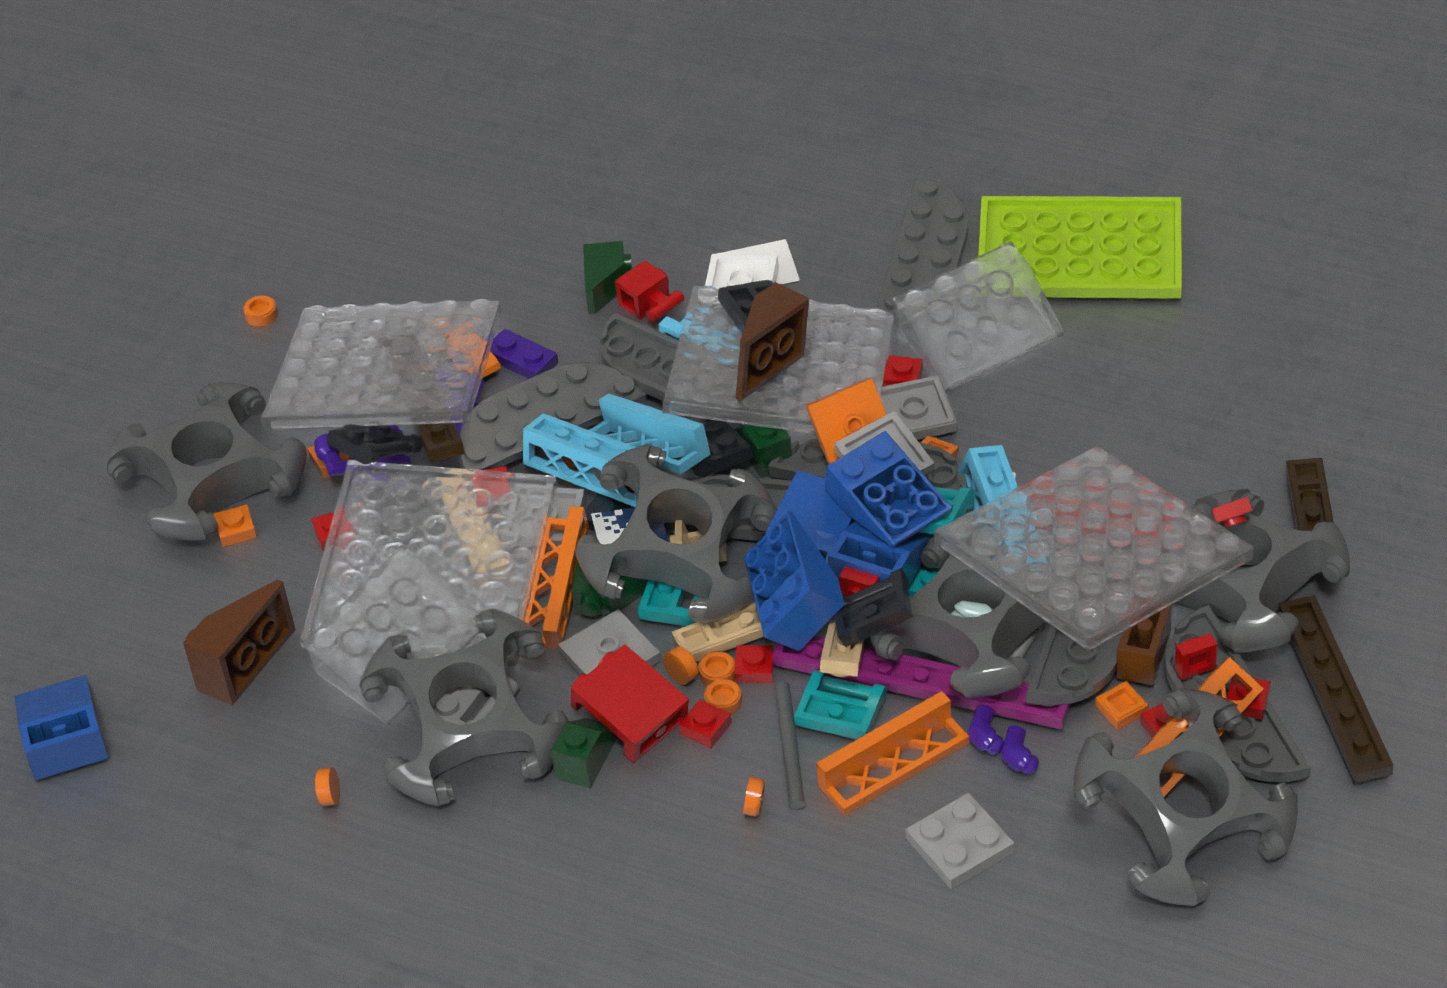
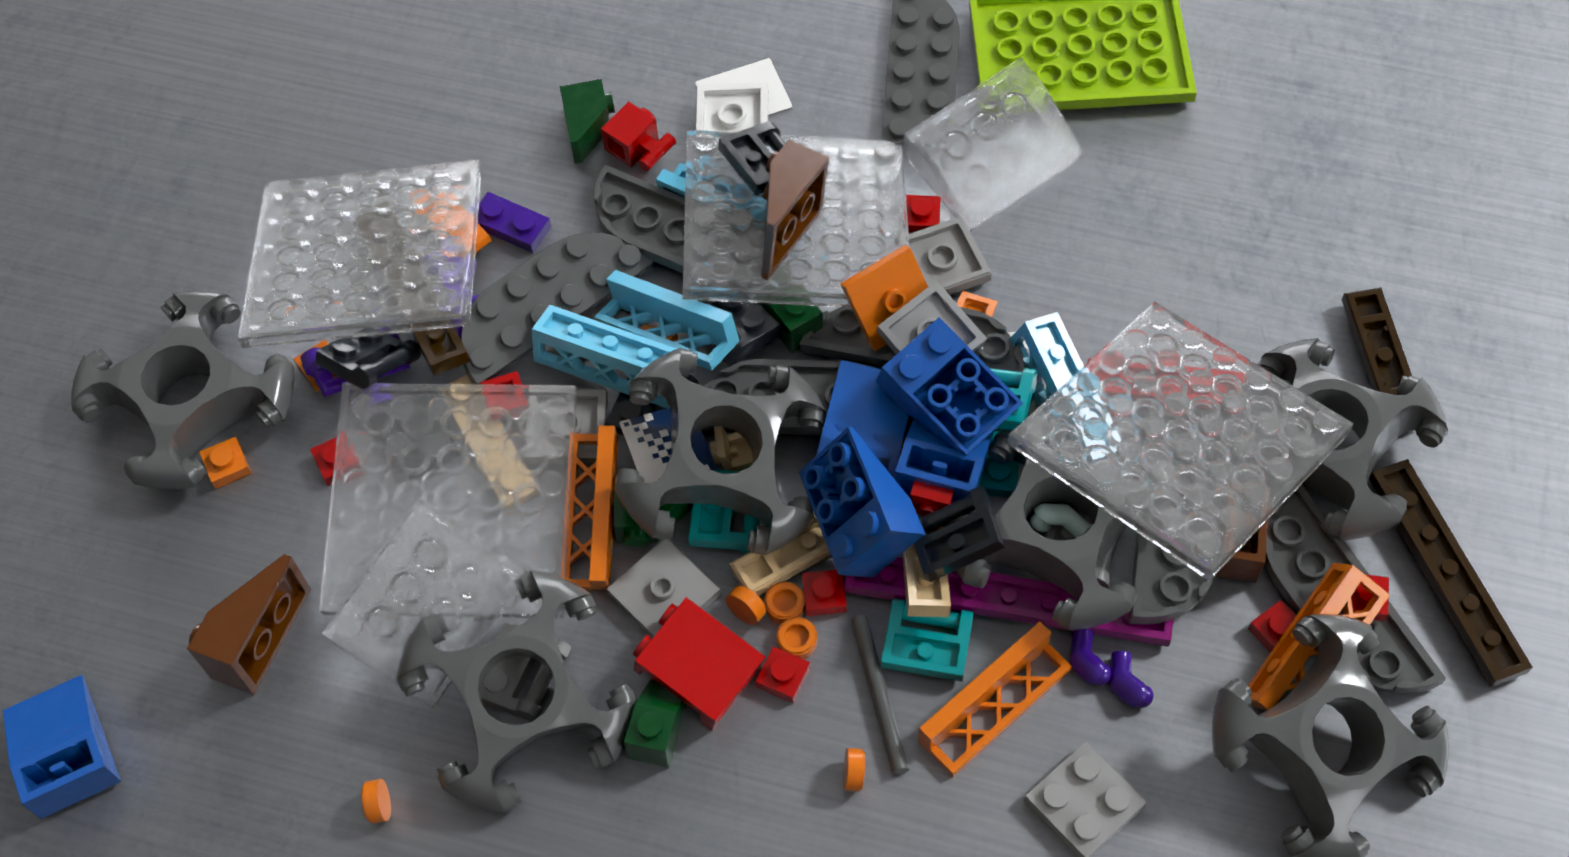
camera: 10 degrees left, 15 degrees up
(260, 311) = (218, 187): orange tile -> none
(1121, 705) = (1226, 610): orange tile -> none
(1195, 656) = (1304, 553): red plate -> none
(1232, 512) = (1320, 379): red plate -> none

